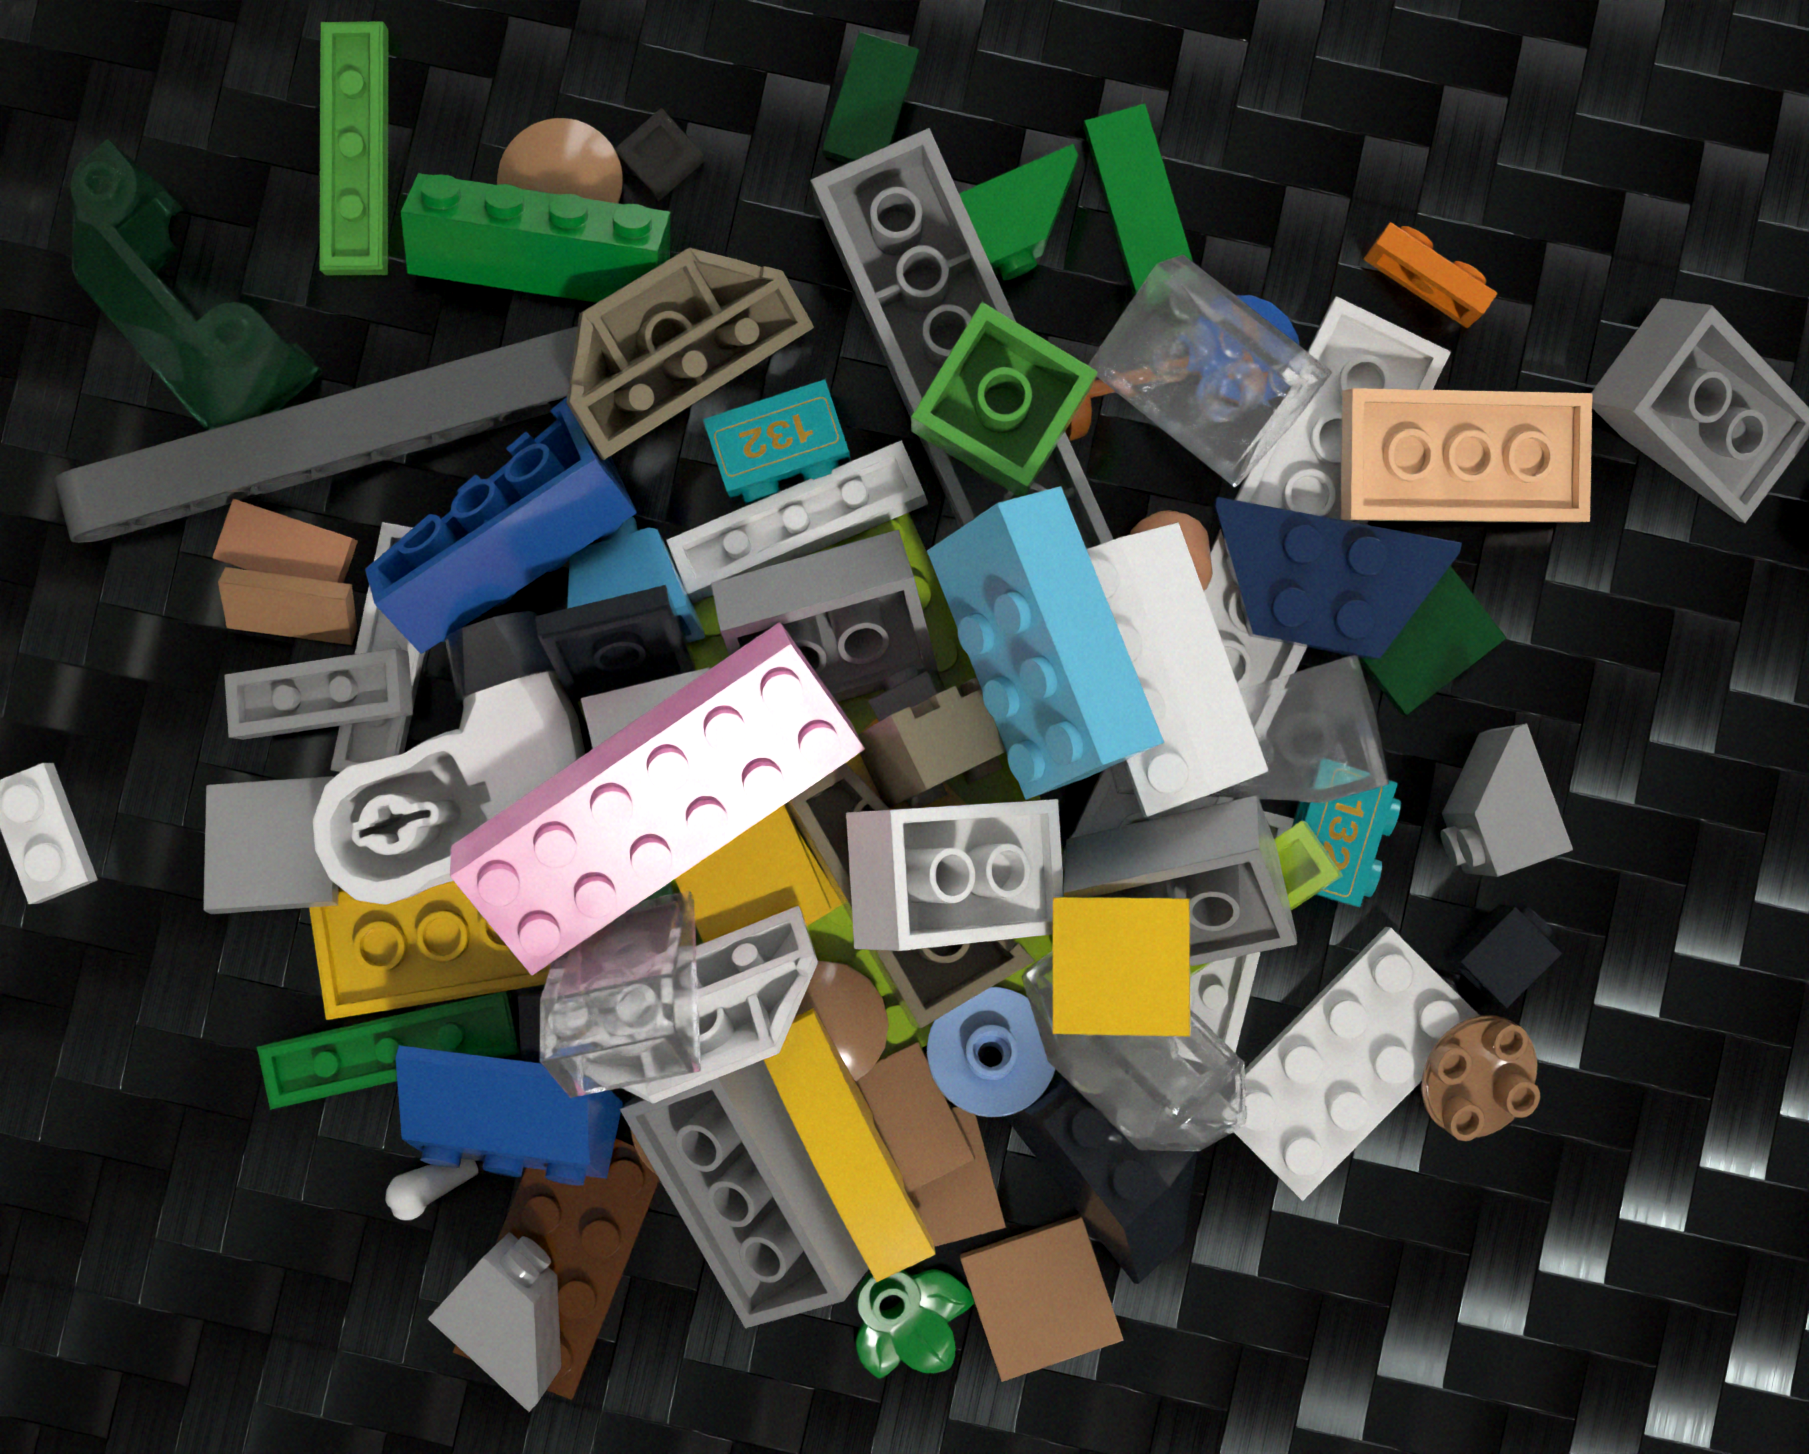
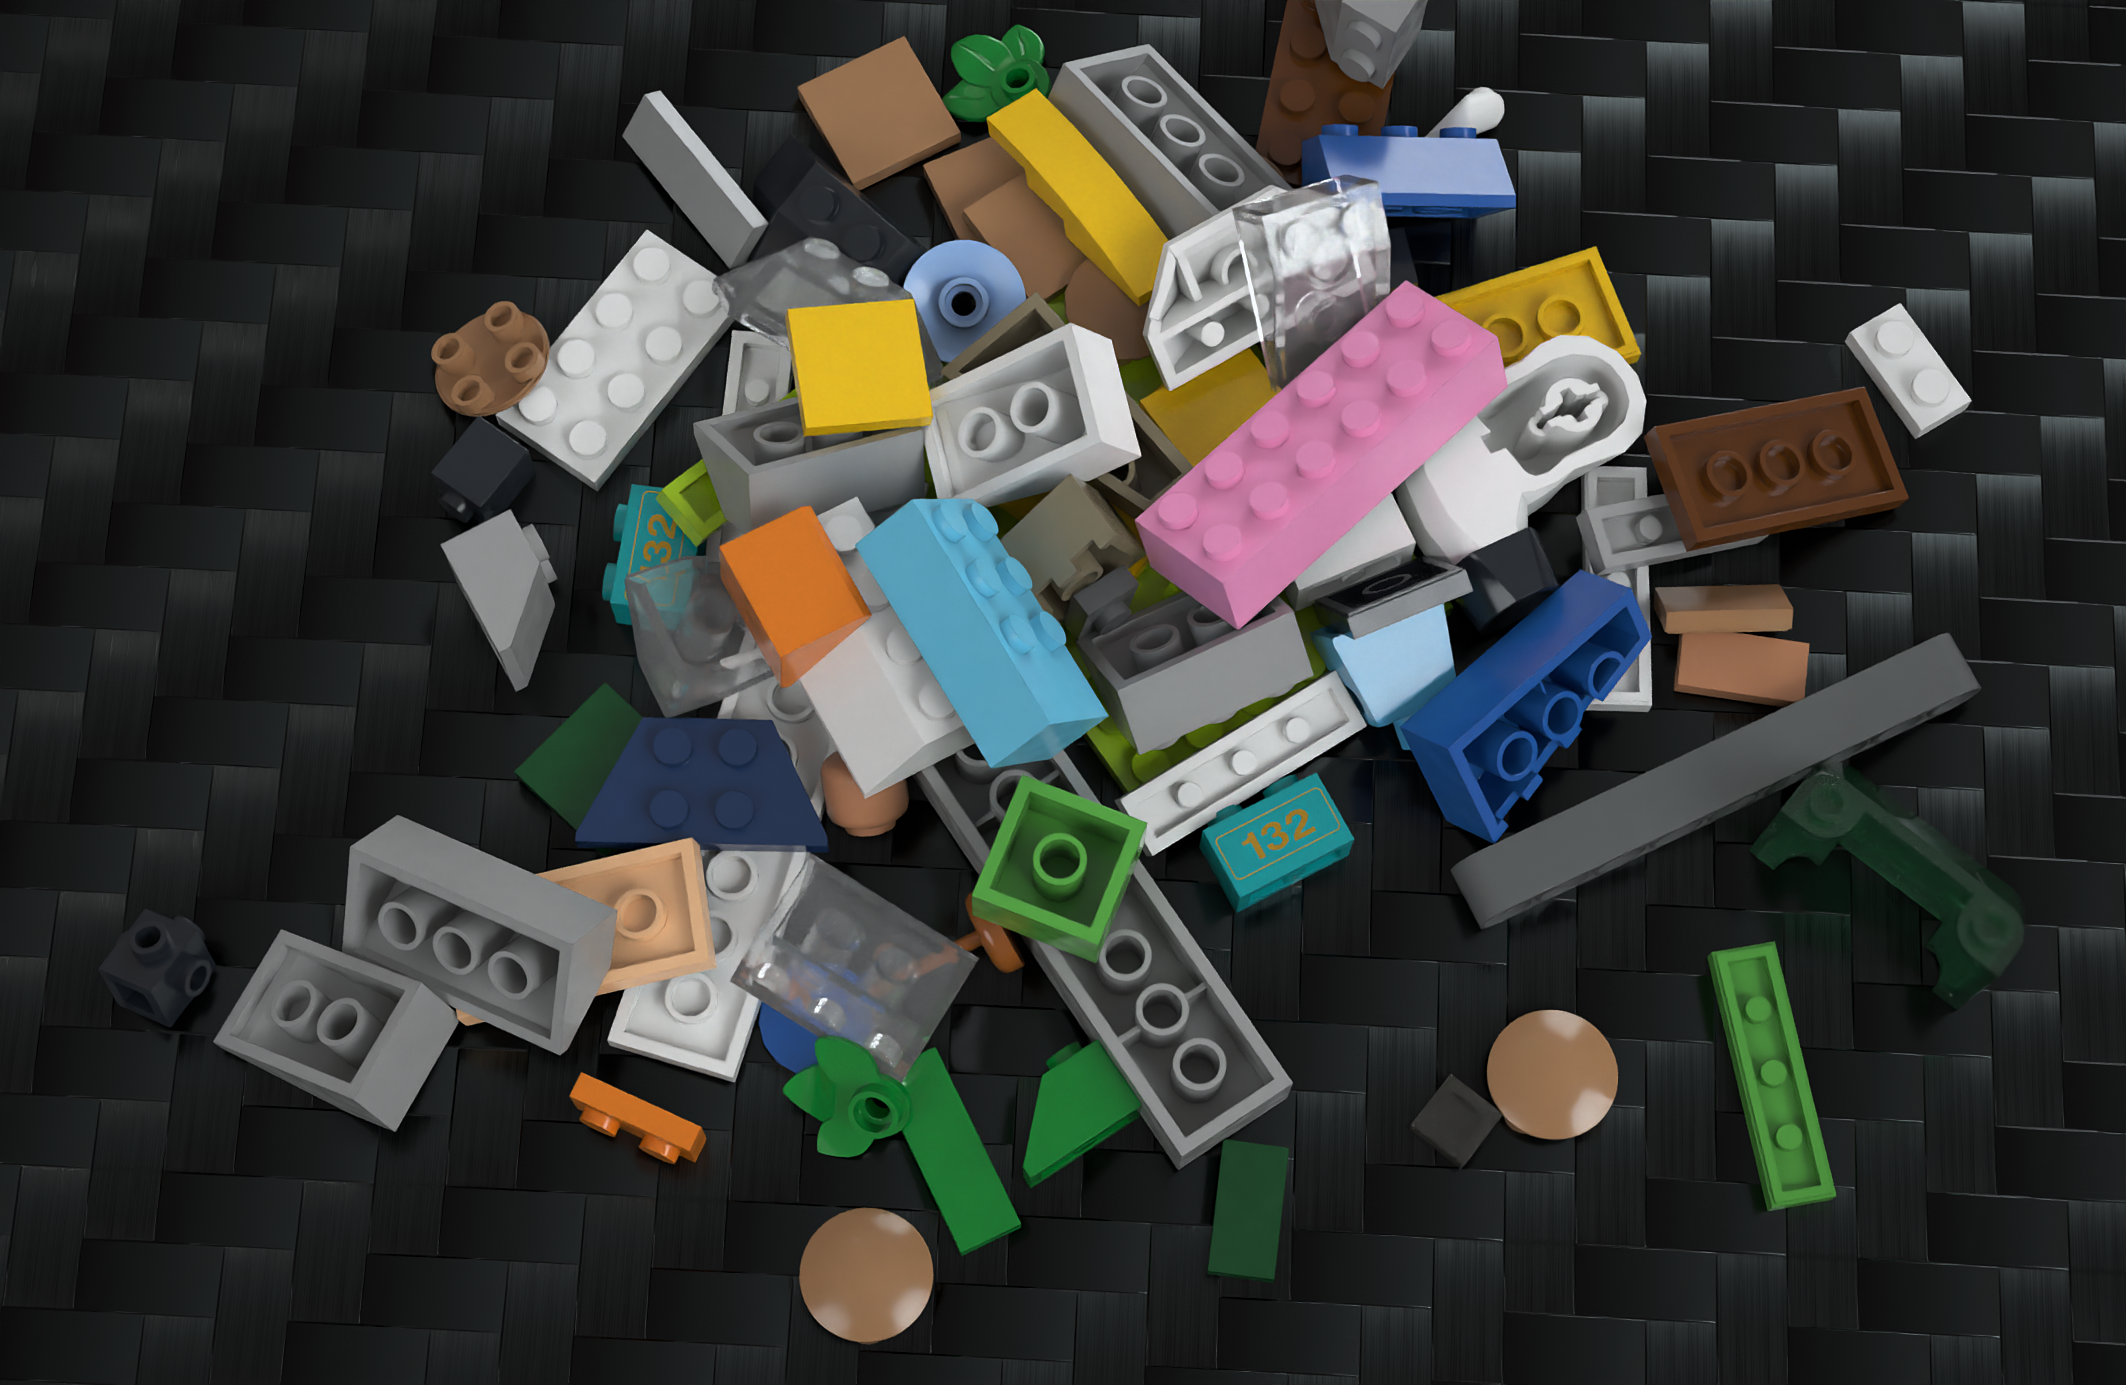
camera: 160 degrees right, 15 degrees down
(199, 734) = (1775, 468): none -> reddish brown plate
(264, 847) = (1687, 374): light grey tile -> none
(366, 1051) = (1532, 231): green tile -> none
(529, 238) = (1558, 992): green brick -> none
(675, 342) = (1396, 898): dark tan wedge -> none
(1227, 724) = (792, 592): none -> orange slope
(1228, 256) = (840, 1096): none -> green plate
(1234, 101) = (866, 1275): none -> medium nougat dish
(1246, 1249) = (695, 179): none -> light grey tile
(1570, 465) = (477, 931): none -> light grey slope

